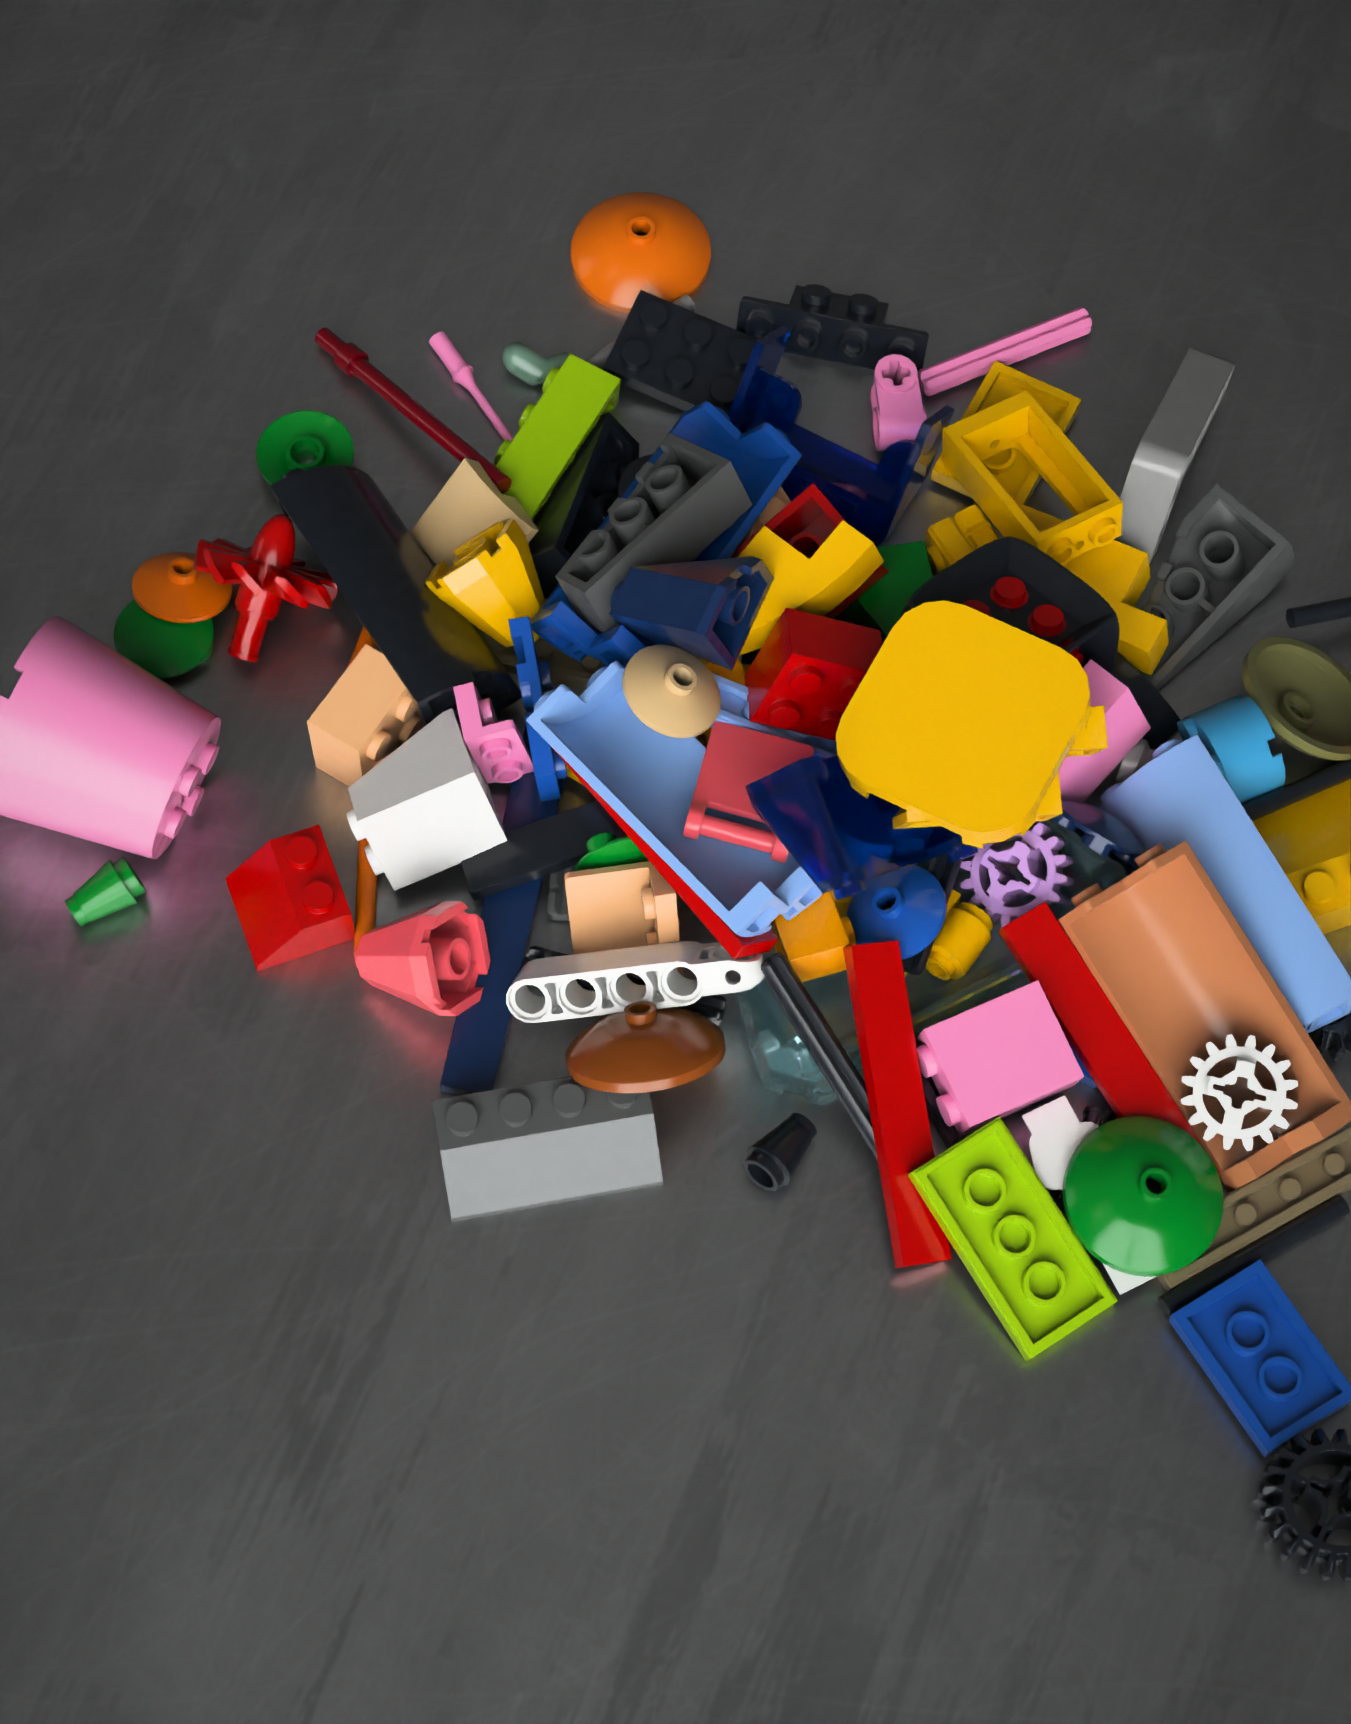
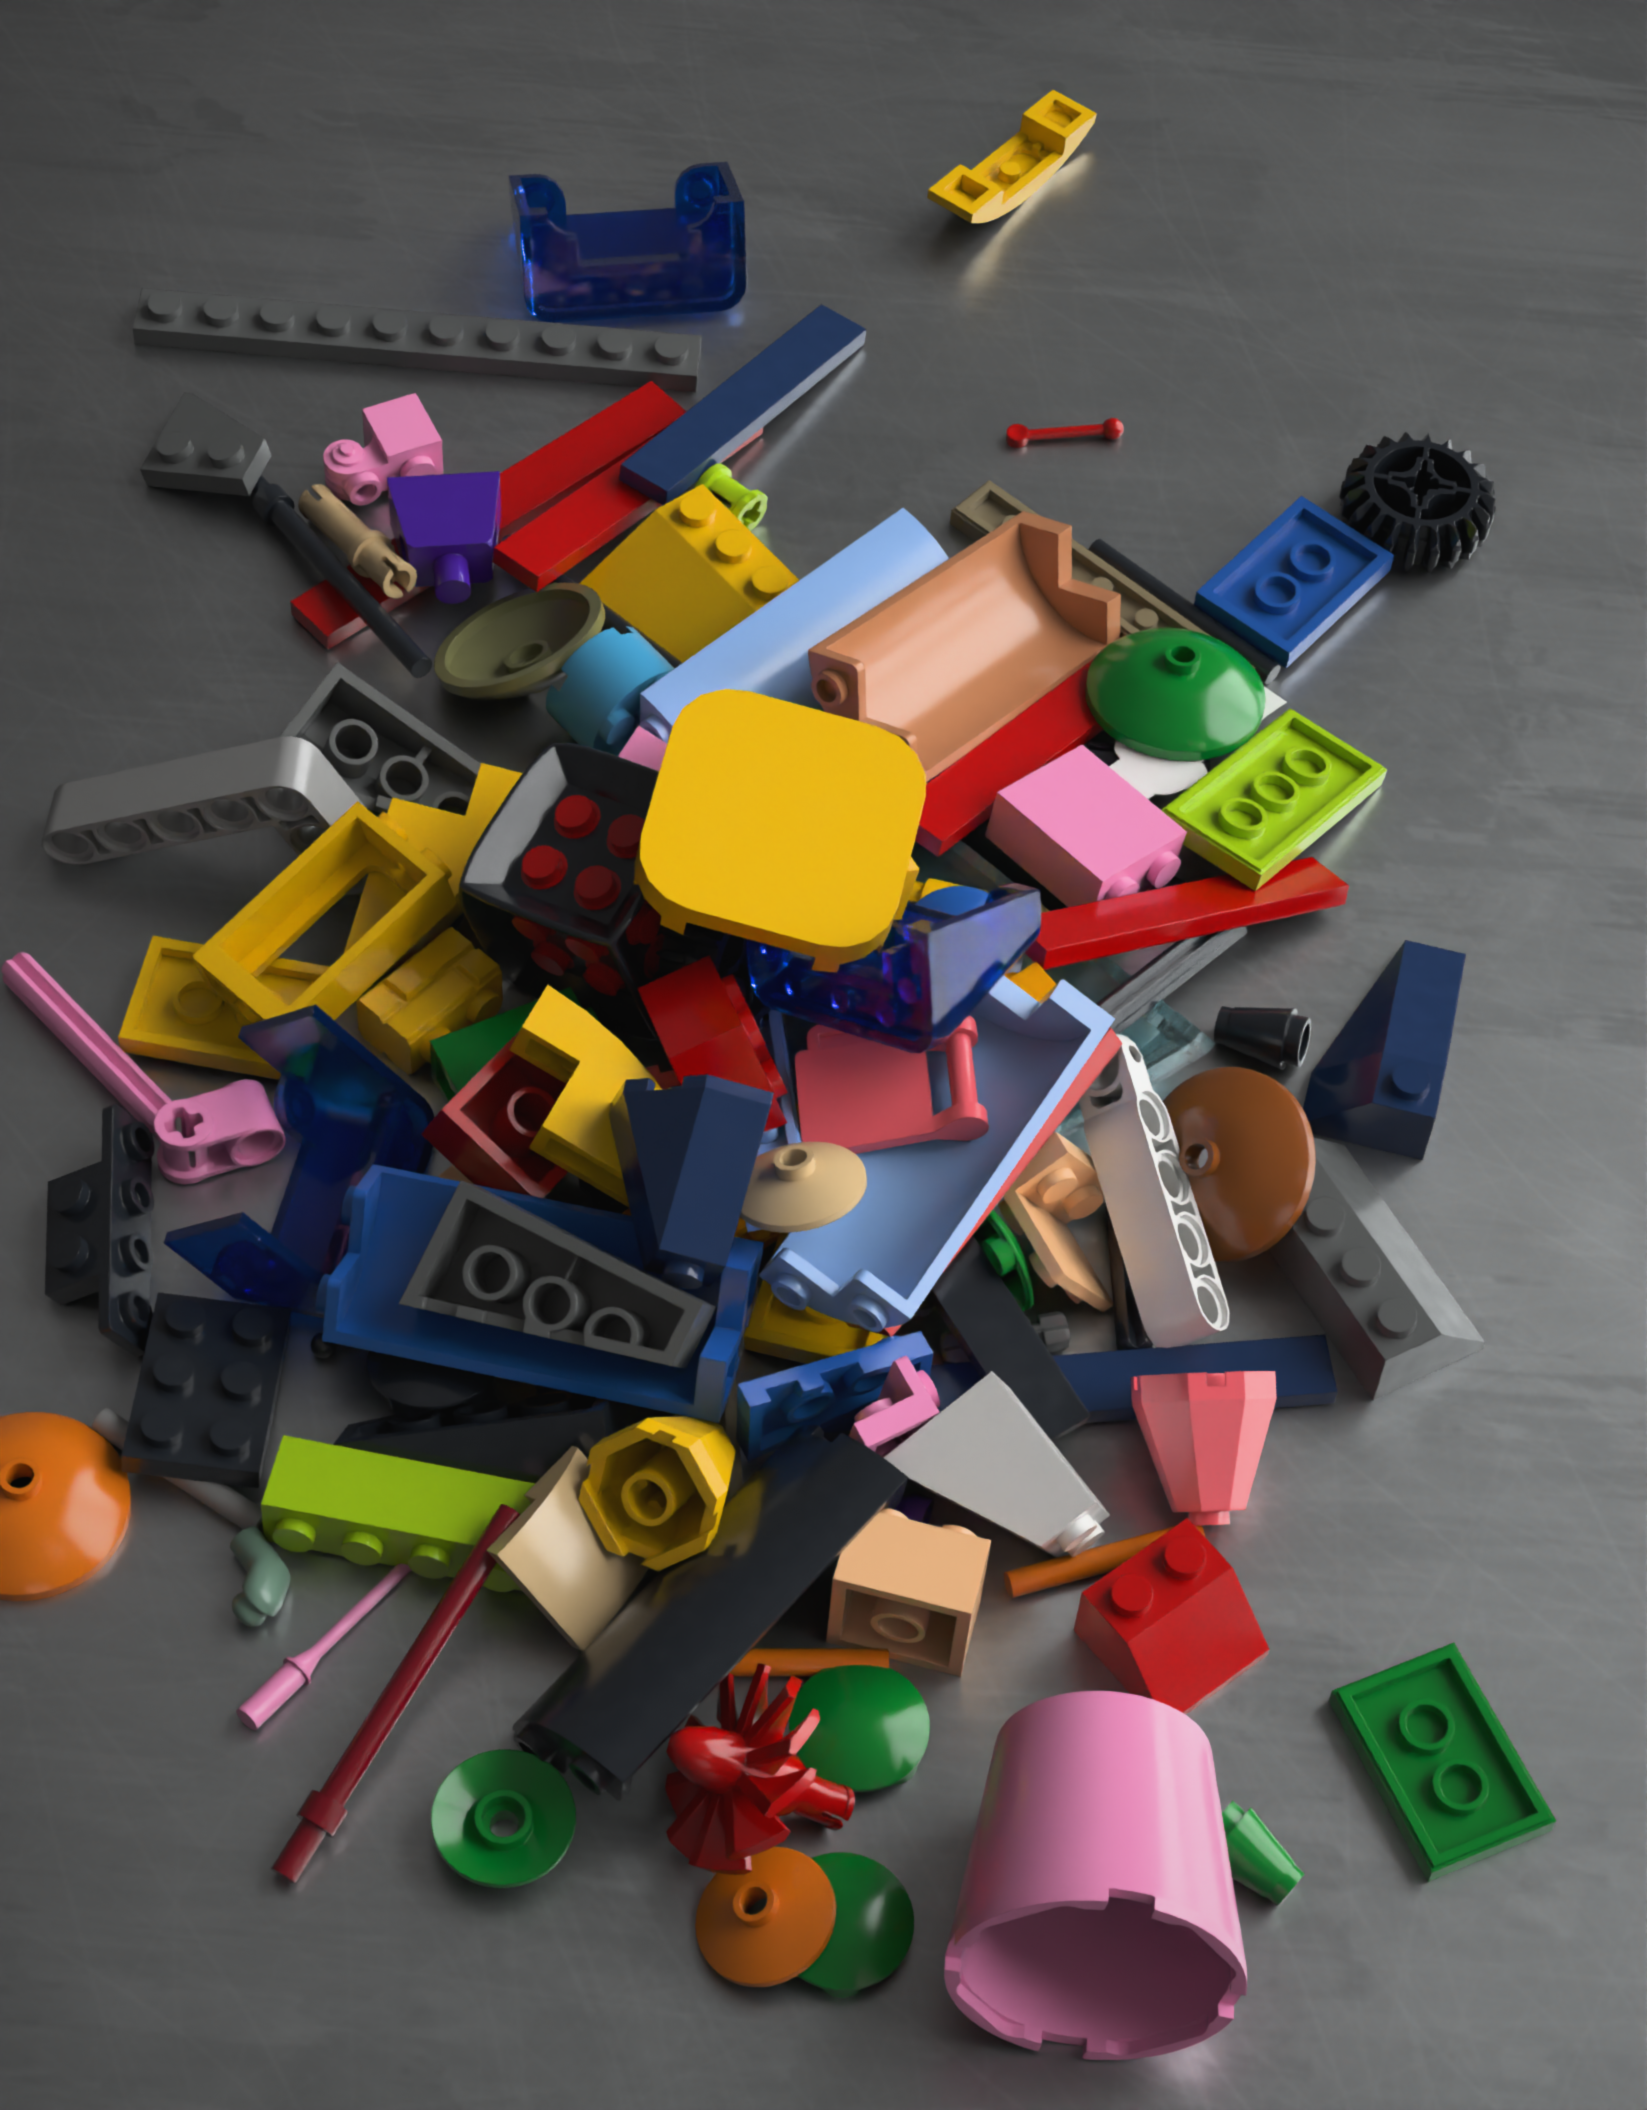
camera: 110 degrees left, 10 degrees down
(128, 1052) = (1441, 1761): none -> green tile
(291, 682) = (868, 1726): none -> green dish
(731, 1245) = (1390, 1059): none -> dark blue wedge
(1233, 1116) = (1037, 616): white gear -> none

